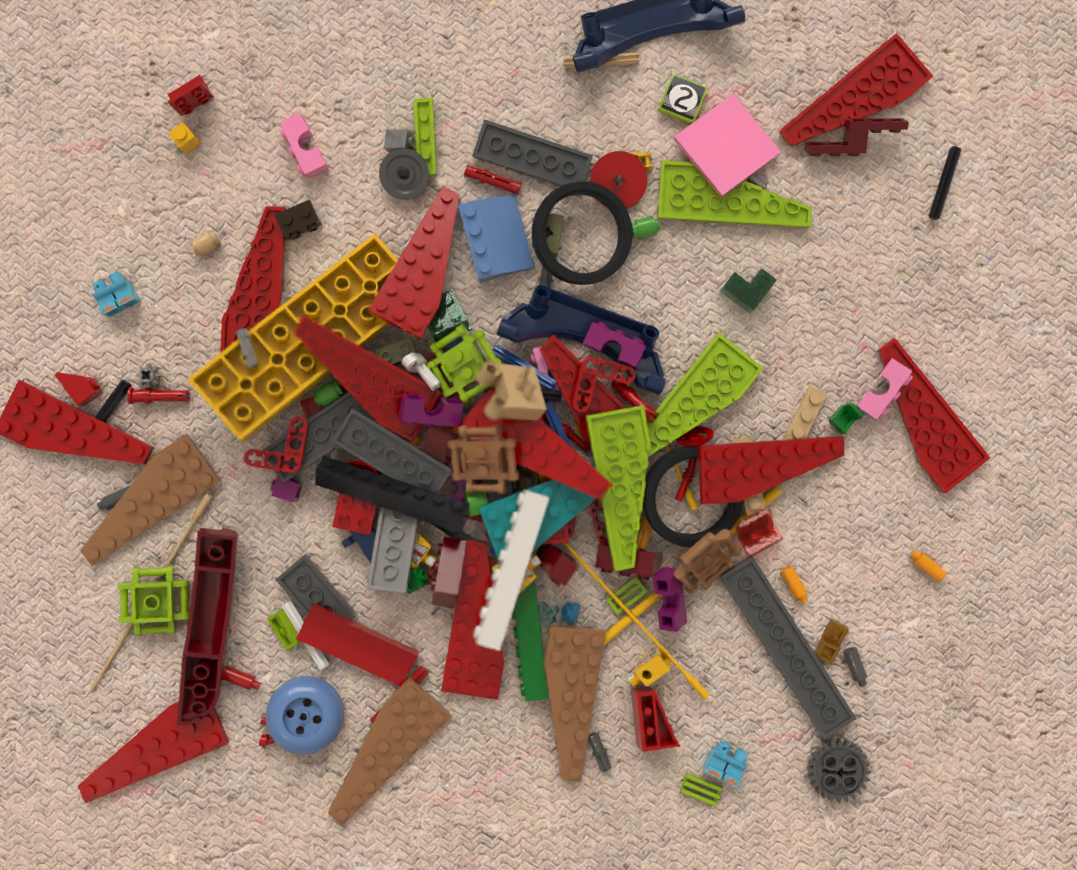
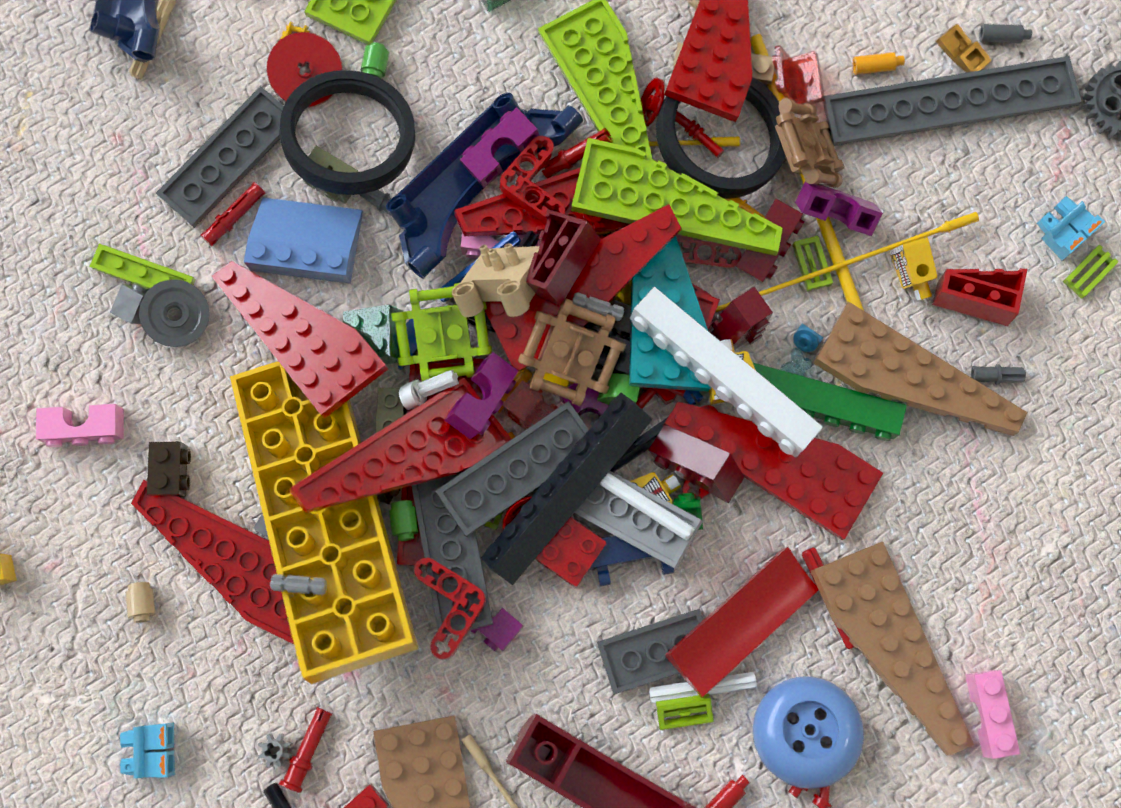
camera: 65 degrees left, 10 degrees down
(358, 836) = (997, 727): none -> bright pink arch
(400, 553) = (647, 506): none -> white axle
(521, 464) = (598, 306): none -> light grey axle
(542, 425) = (561, 256): none -> dark red wedge

